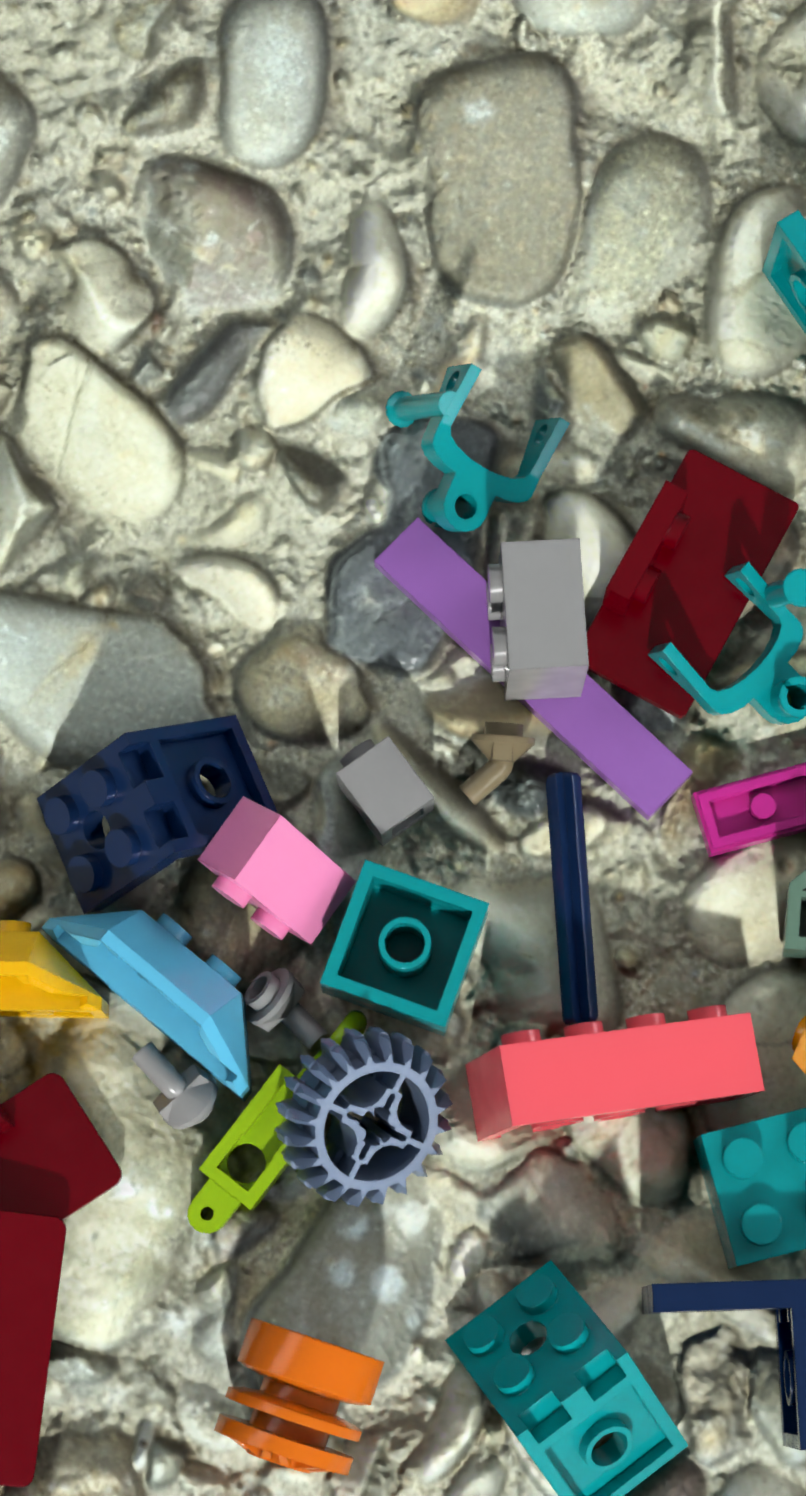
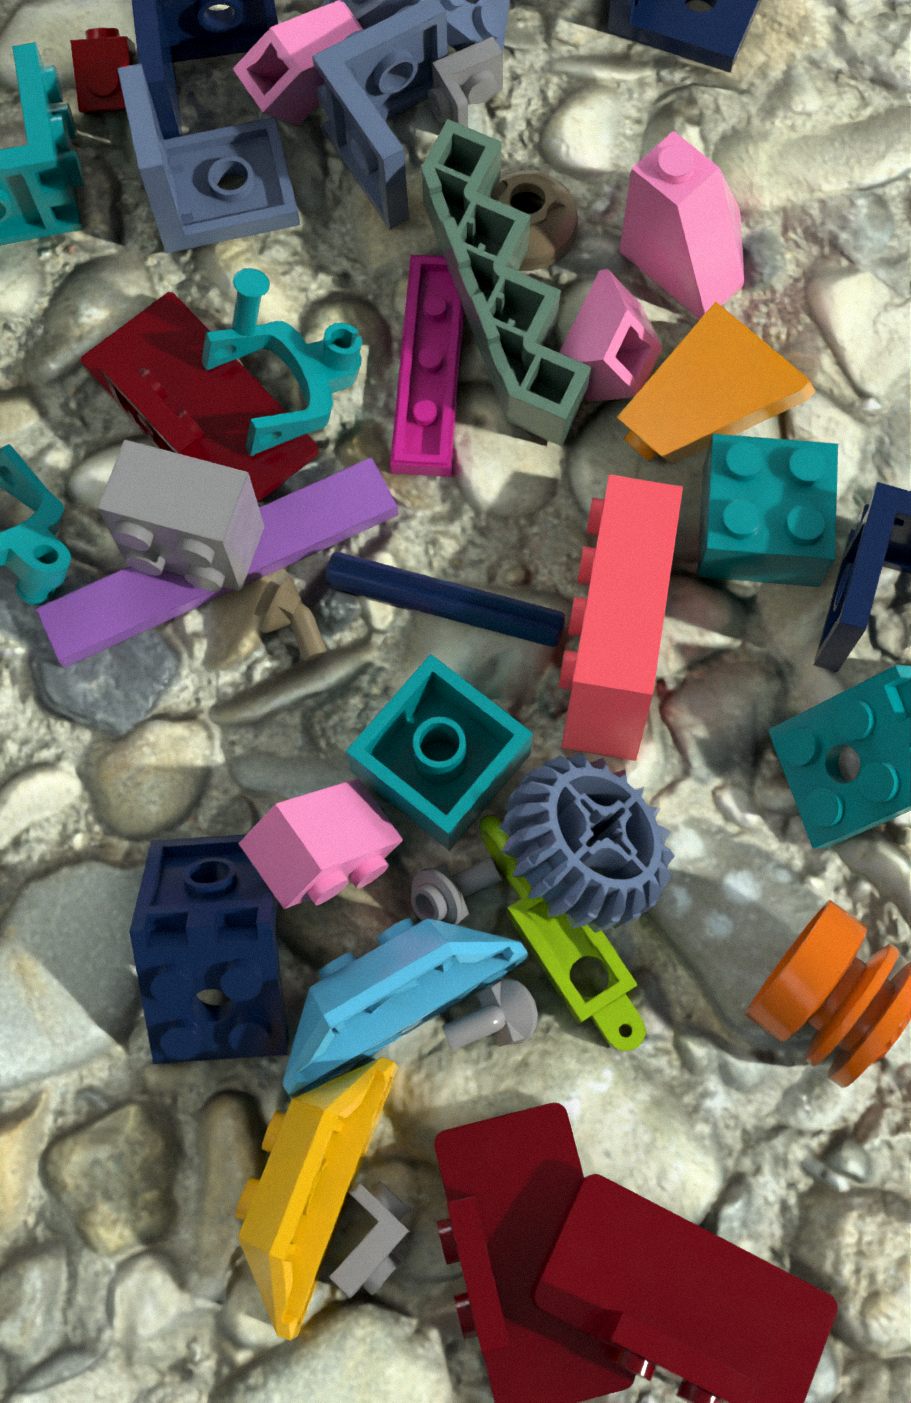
camera: 70 degrees left, 5 degrees down
(383, 788) = (279, 724): light grey brick -> none

